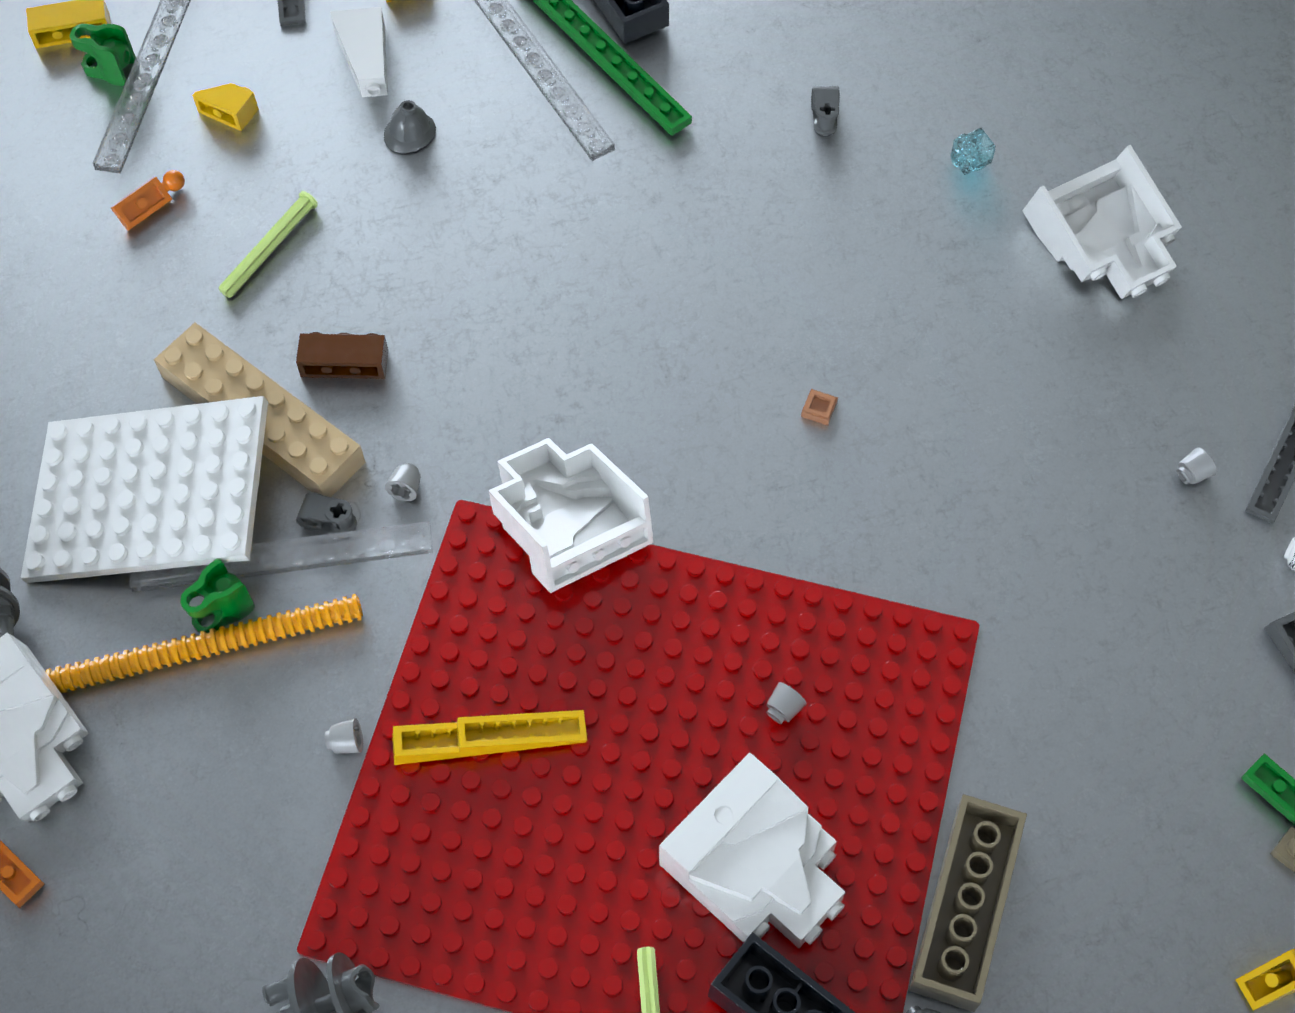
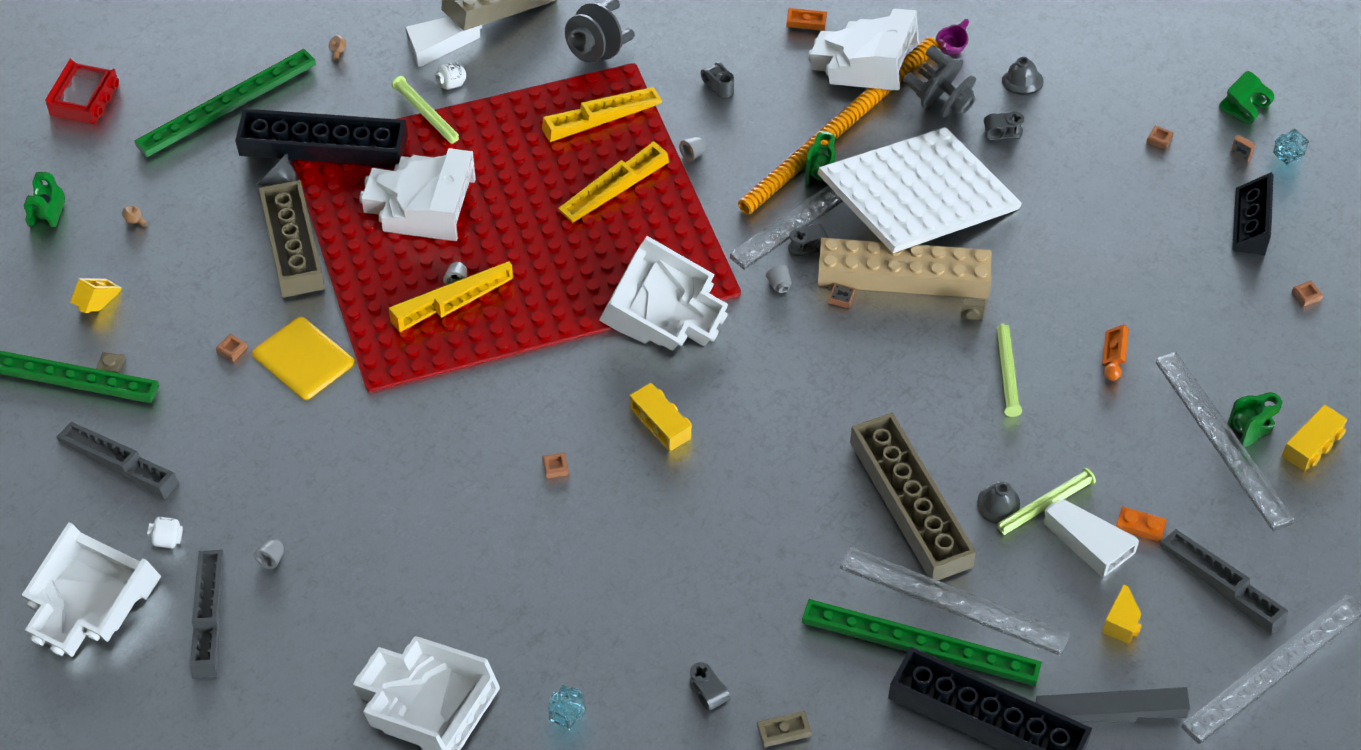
camera: 145 degrees right, 10 degrees down
(216, 842) = (719, 80): none -> dark grey piece
(227, 104) = (1136, 440): yellow slope -> none
(237, 323) = (972, 309): none -> dark tan plate
(304, 43) = (1141, 524): none -> orange plate
(342, 355) = (887, 326): reddish brown brick -> none
(354, 426) = (841, 295): none -> tile
(363, 102) = (1043, 502): none -> yellowish green axle
(418, 869) = (598, 112): none -> yellow slope
(491, 164) = (912, 497): none -> dark tan brick
(669, 390) = (660, 416): none -> yellow brick
(782, 43) = (784, 729): none -> dark tan plate
(816, 673) = (449, 297): none -> yellow slope
(1034, 722) = (303, 357): none -> yellow piece
(1122, 784) = (231, 347): none -> nougat tile

